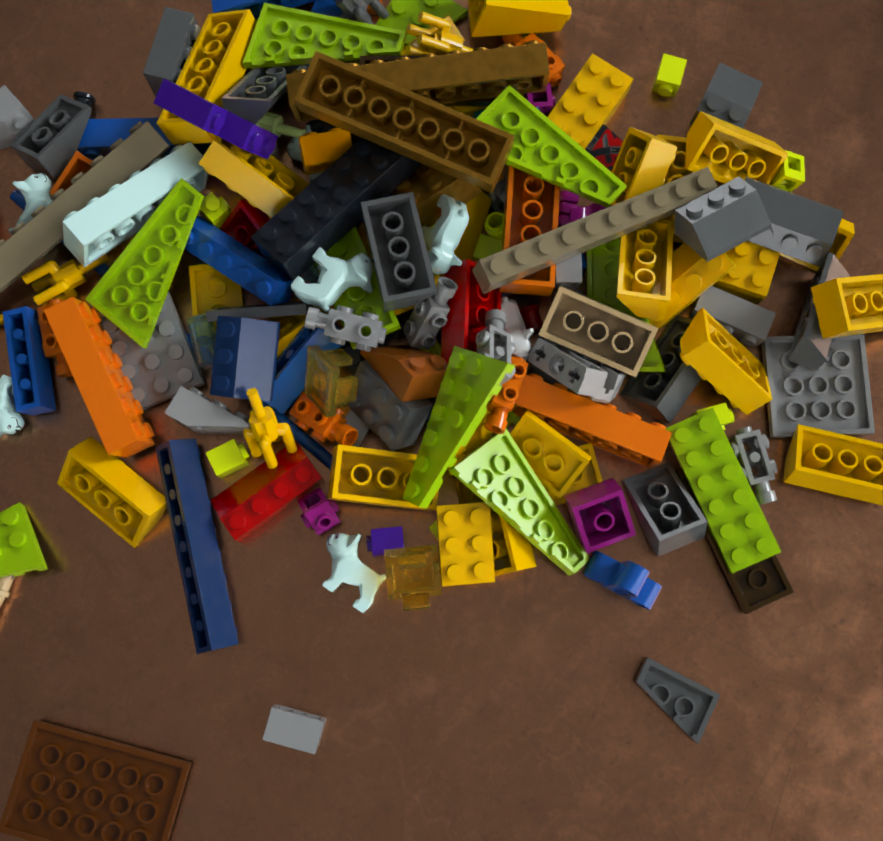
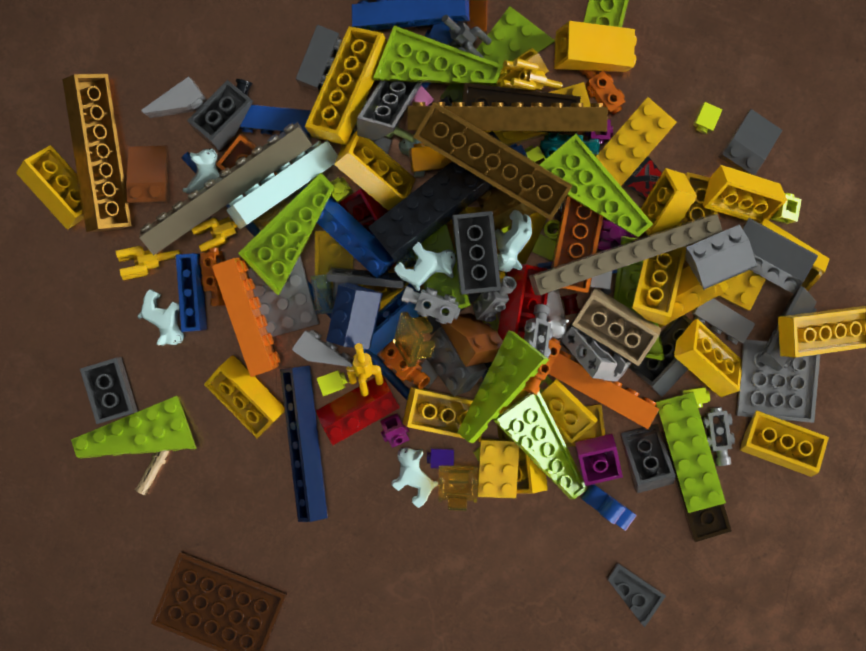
camera: 10 degrees right, 10 degrees up
(215, 119) = (350, 138): dark purple arch -> none
(294, 729) = (361, 581): light grey brick -> none

